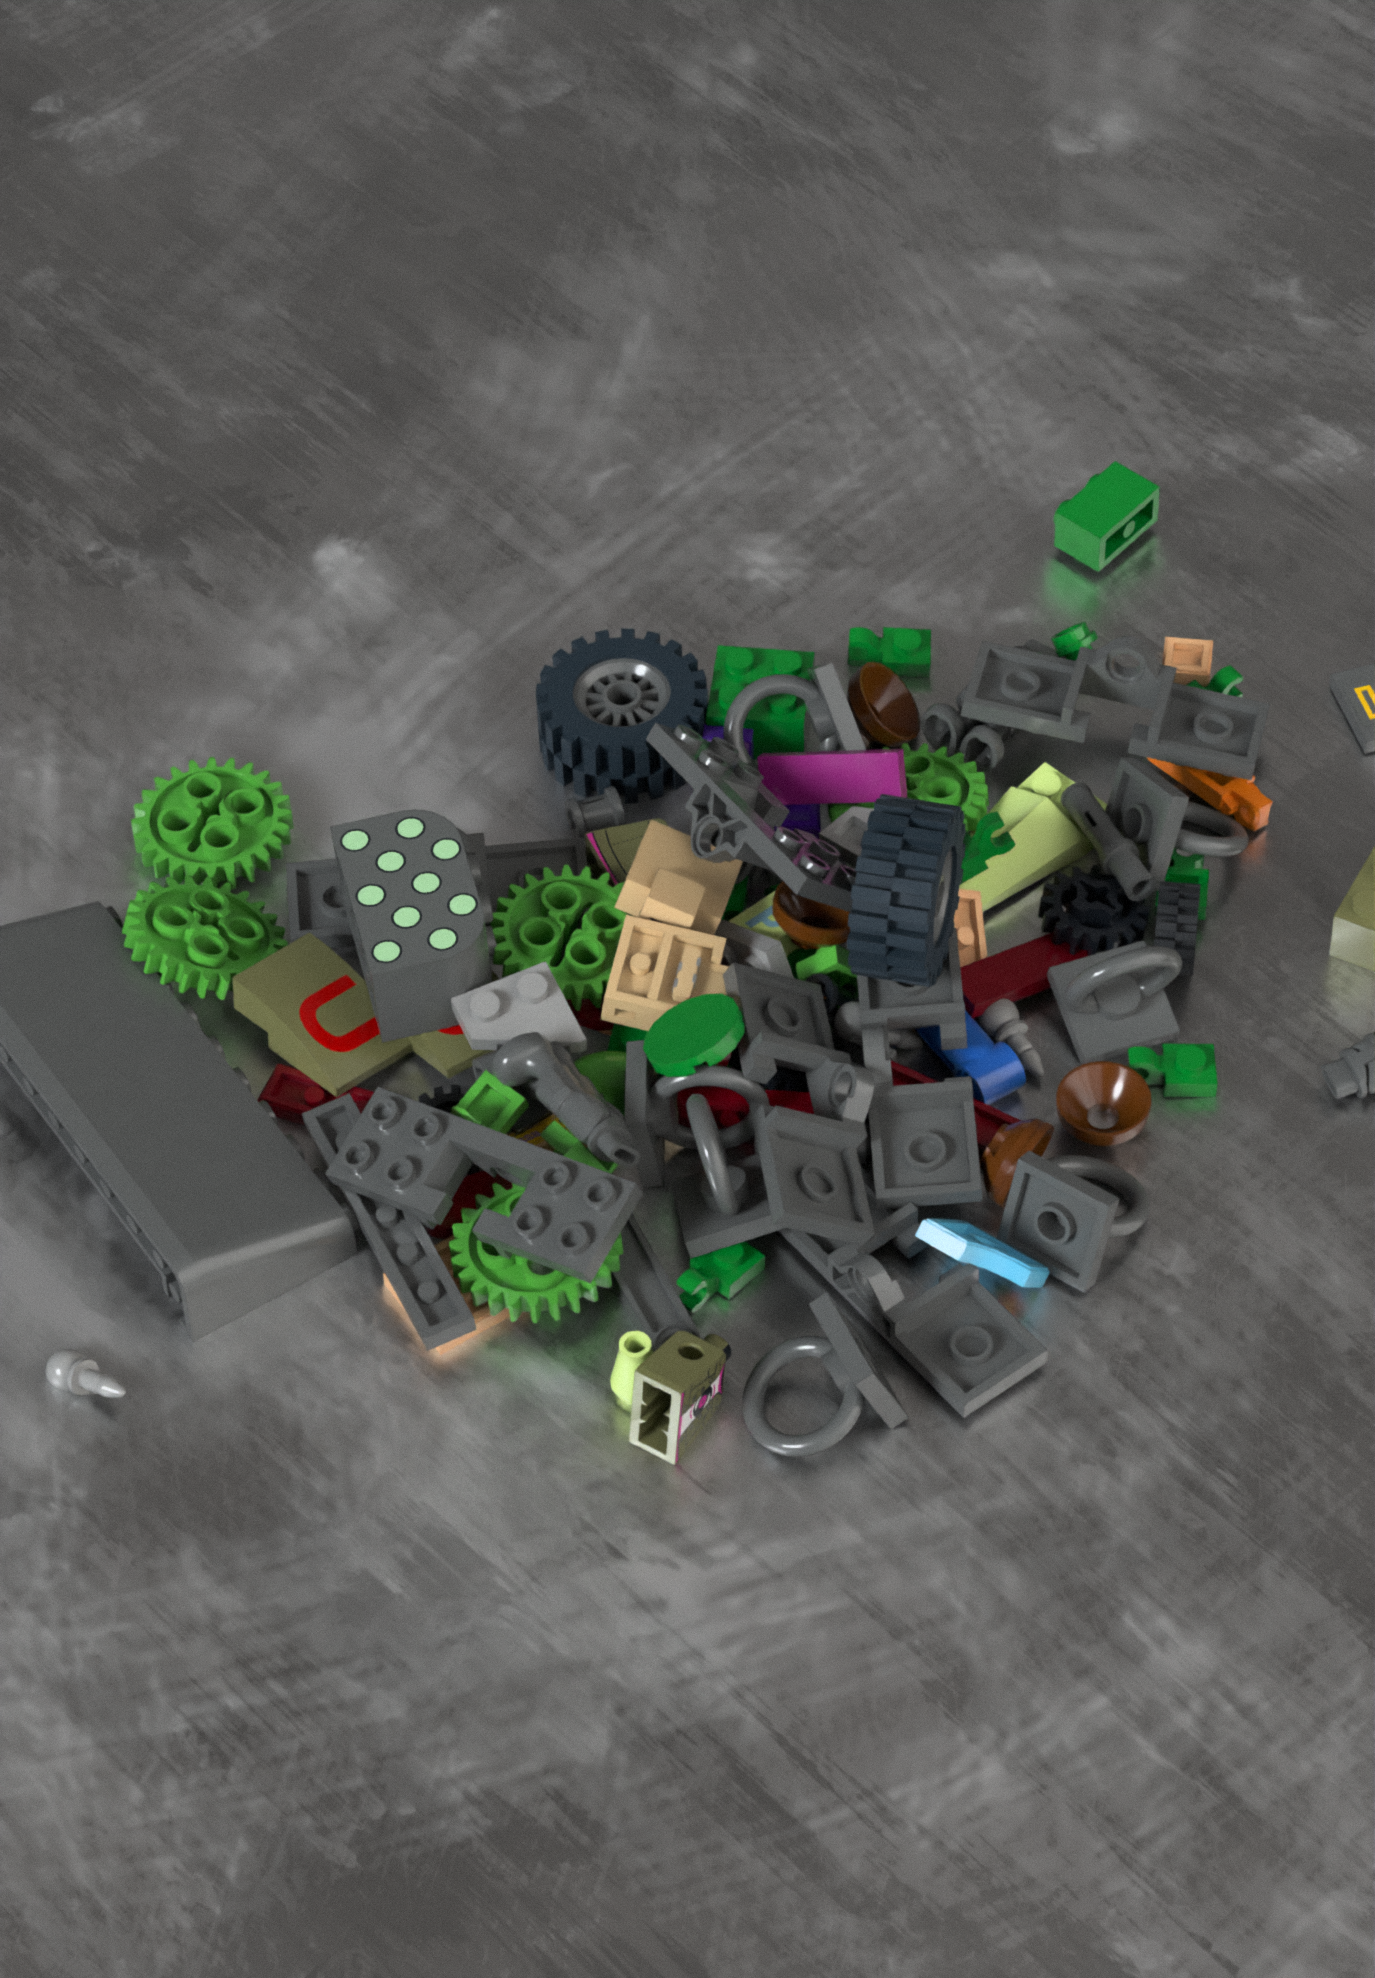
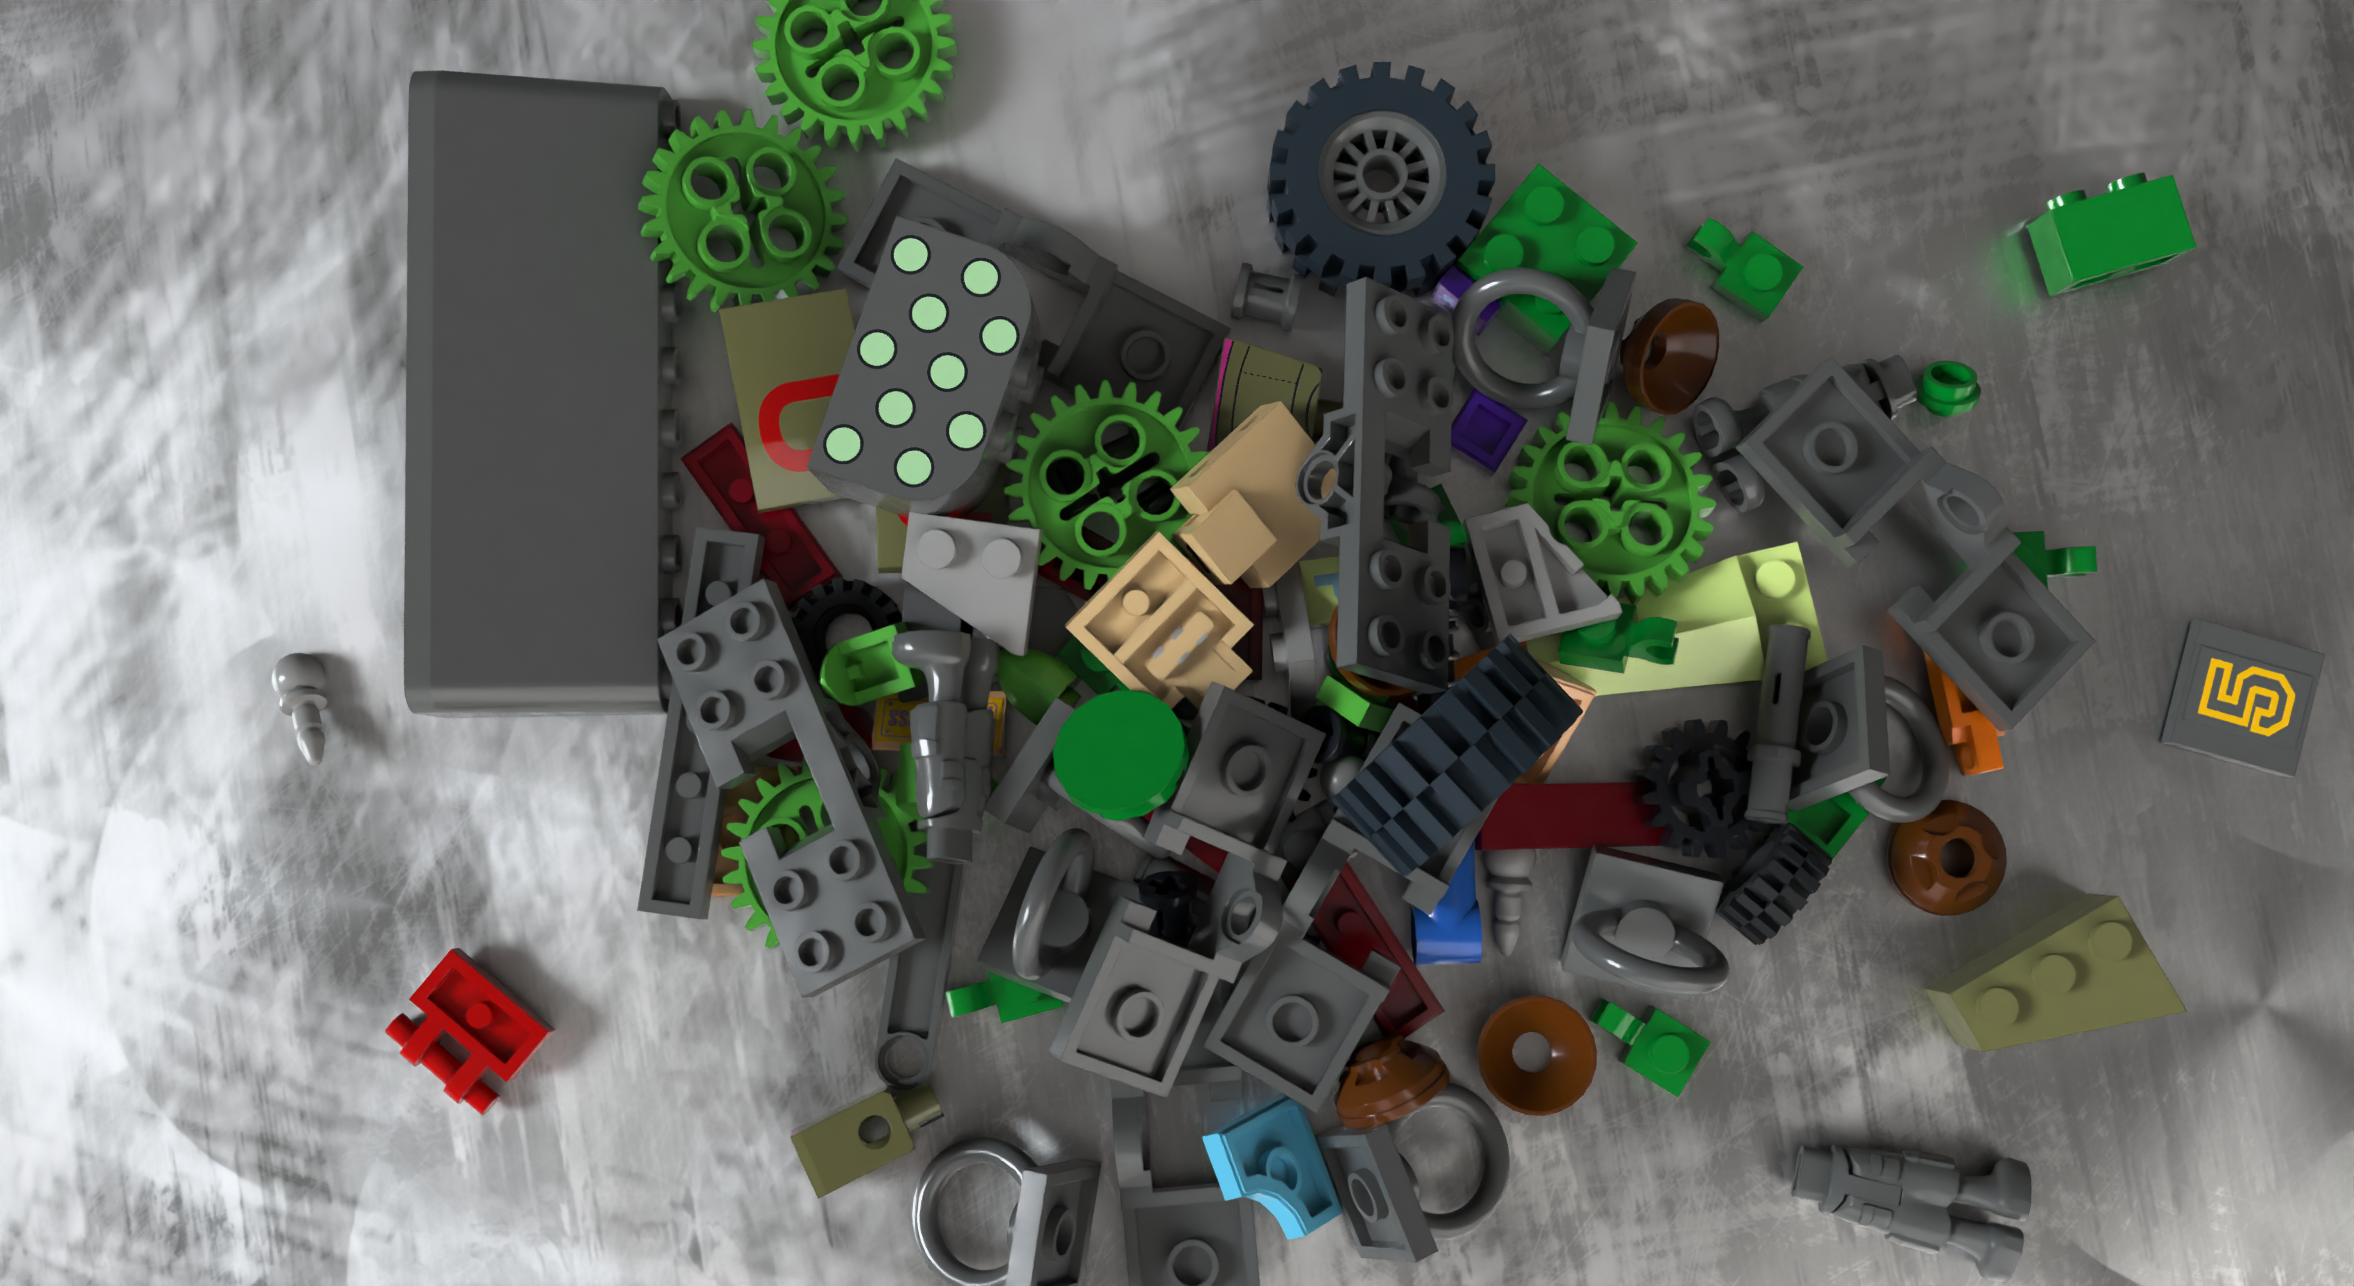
camera: 35 degrees right, 35 degrees up
(350, 1483) = (480, 1016): none -> red plate
(633, 1350) = (853, 1063): yellowish green cone -> none
(833, 775) = (1537, 442): magenta tile -> none
(1190, 658) = (2057, 489): light nougat tile -> none
(1278, 889) = (1915, 863): none -> reddish brown piece

